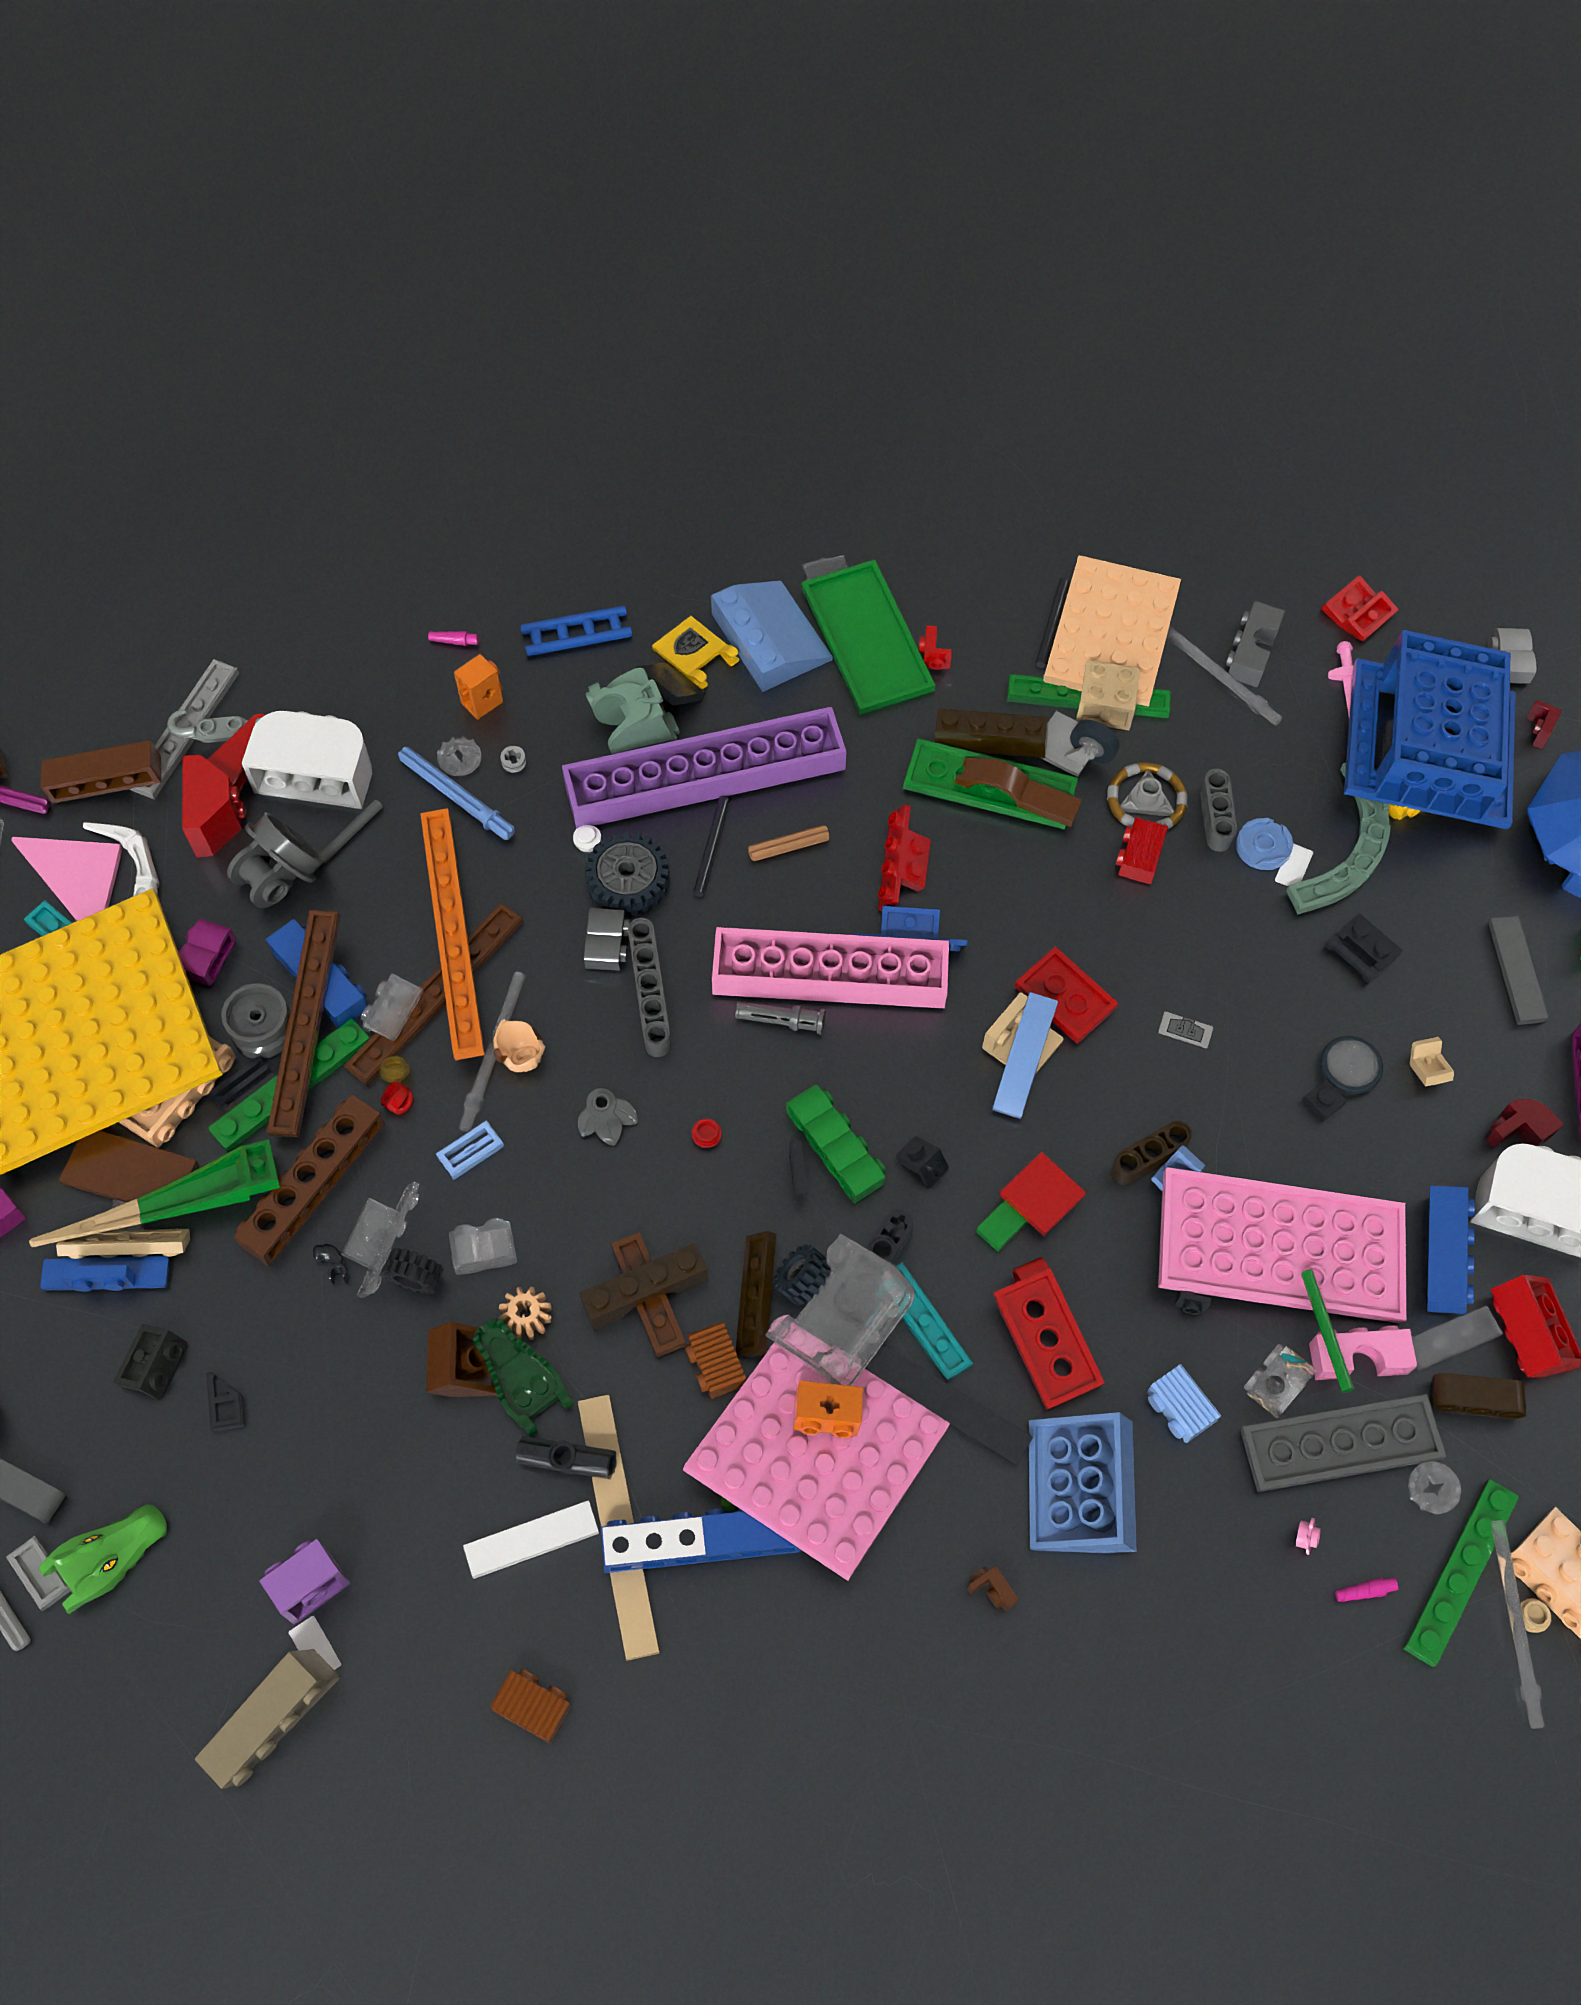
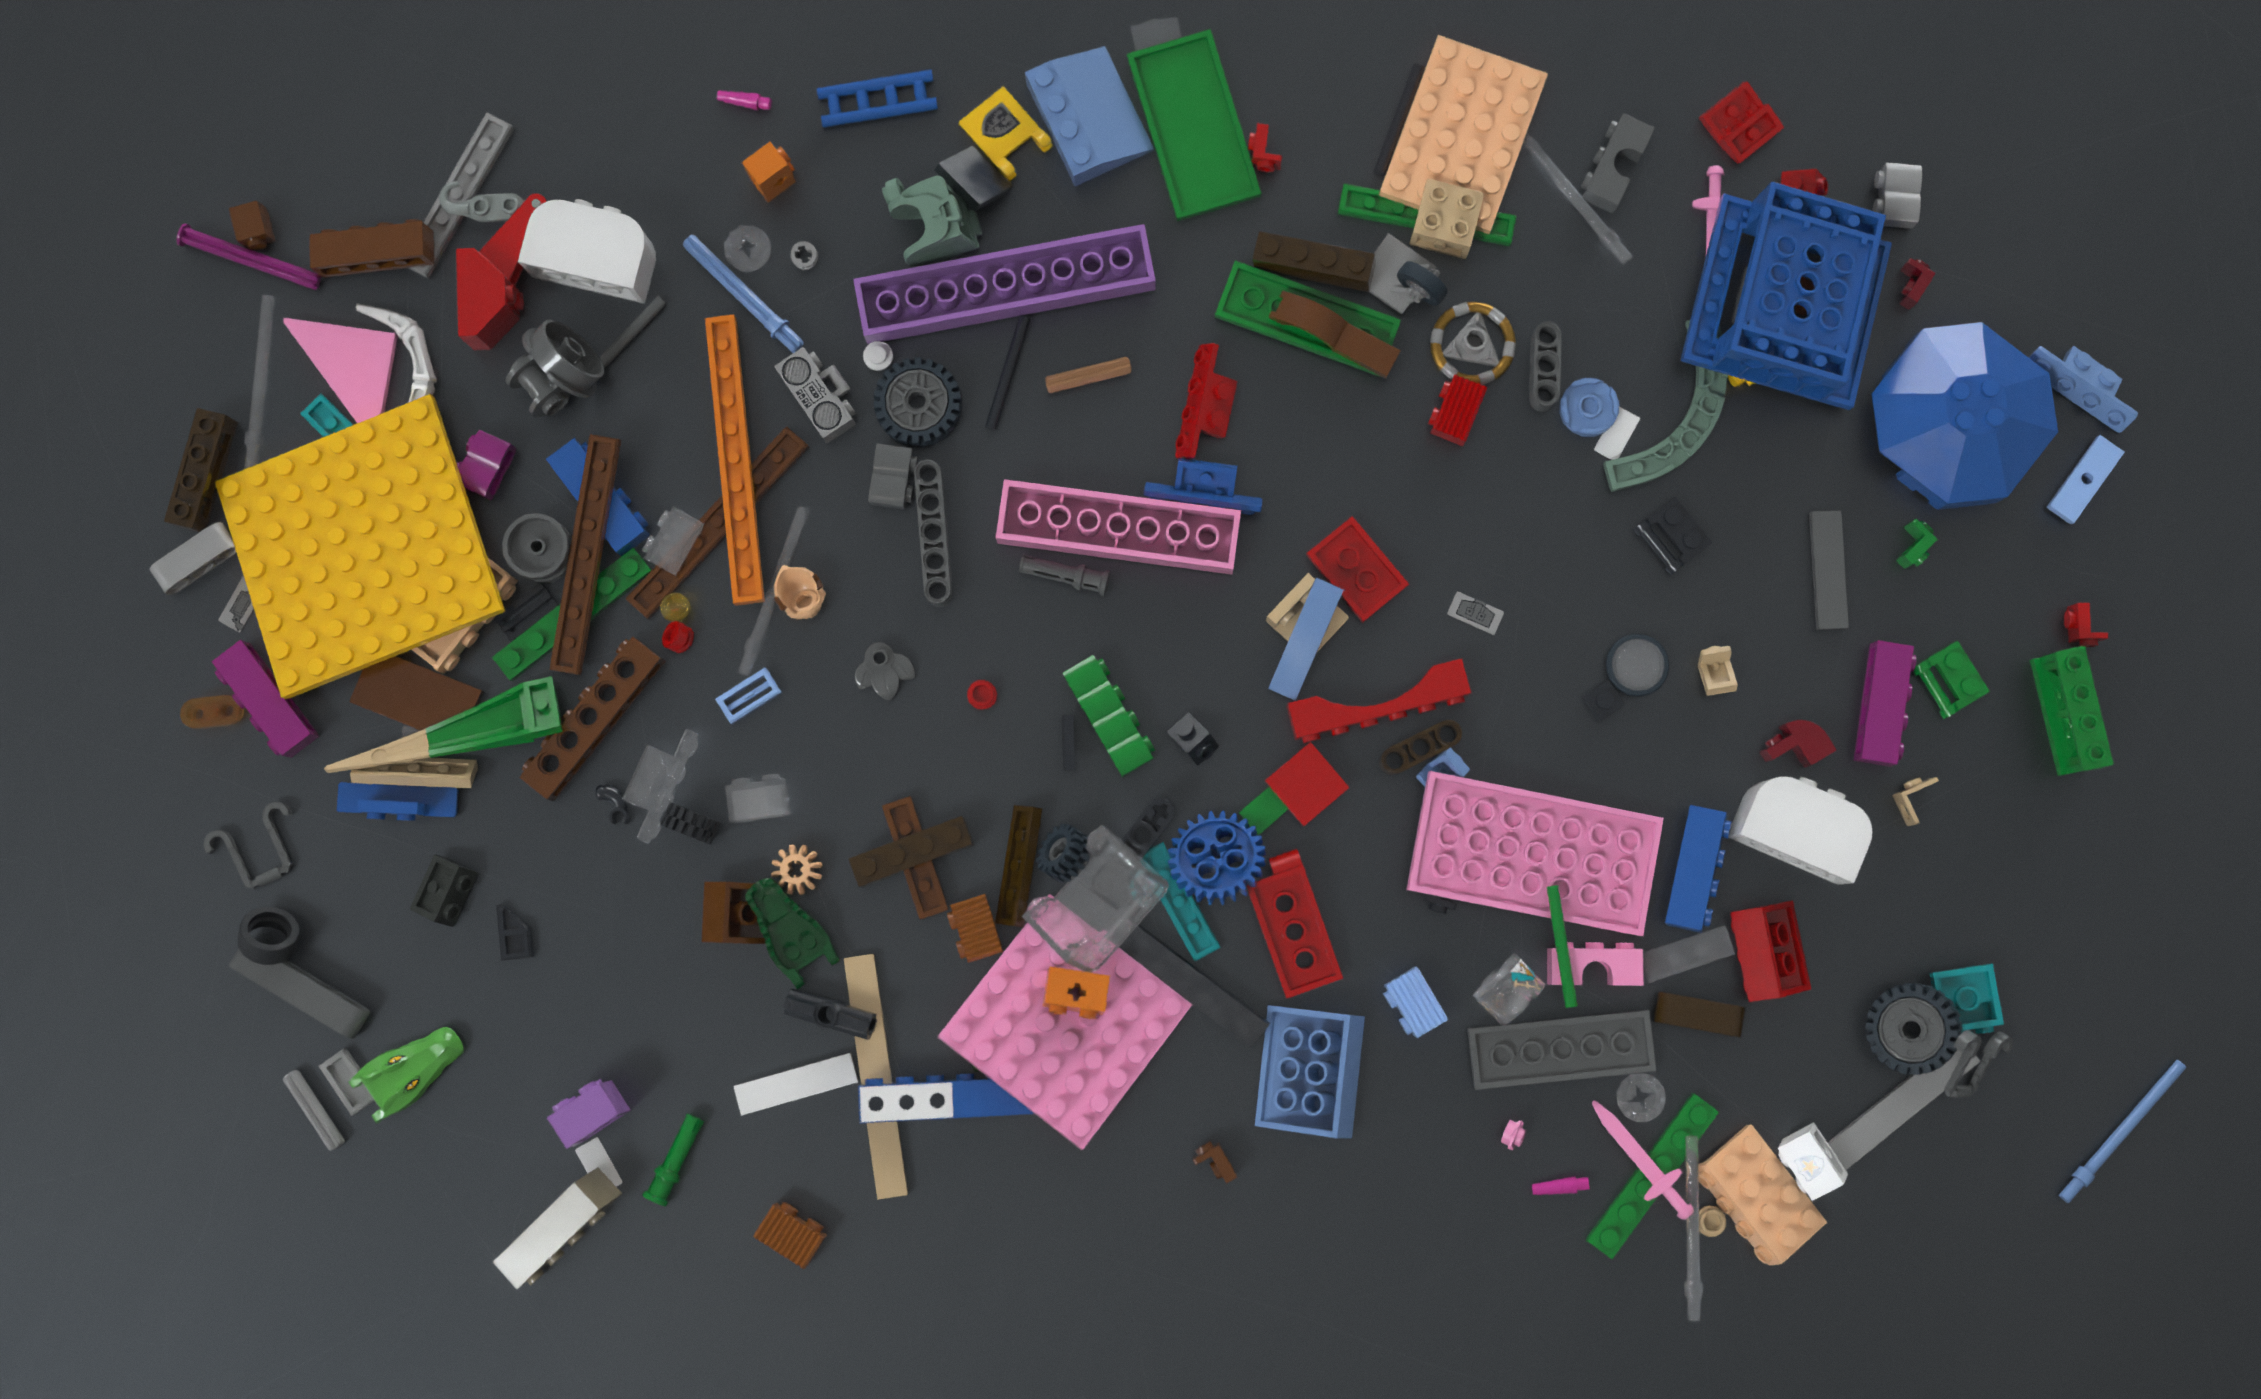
camera: 10 degrees right, 20 degrees up
(392, 1646) = (667, 1173): none -> green pin
(522, 868) = (805, 381): none -> light grey piece
(960, 1269) = (1226, 880): none -> blue gear
(1047, 1129) = (1317, 716): none -> red arch
(1475, 1573) = (1661, 1183): none -> bright pink sword

